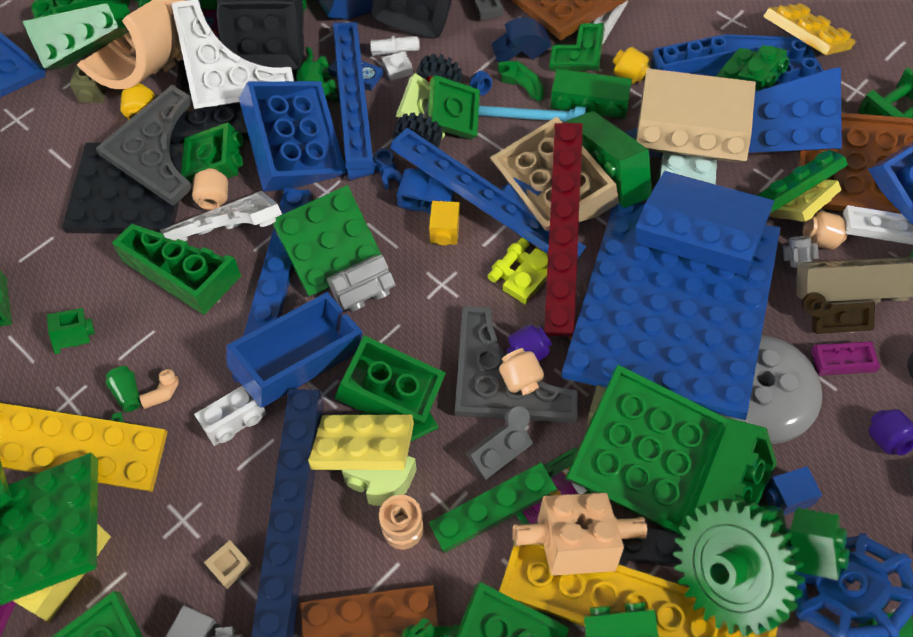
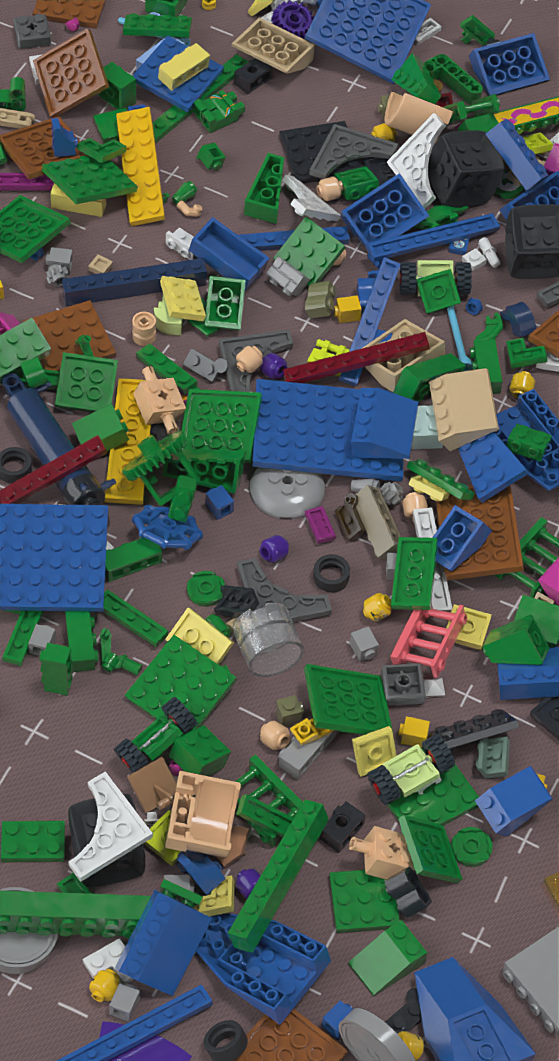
camera: 70 degrees right, 5 degrees down
(419, 250) = (320, 299): none -> olive brick
(782, 279) = (357, 485): none -> light grey cone

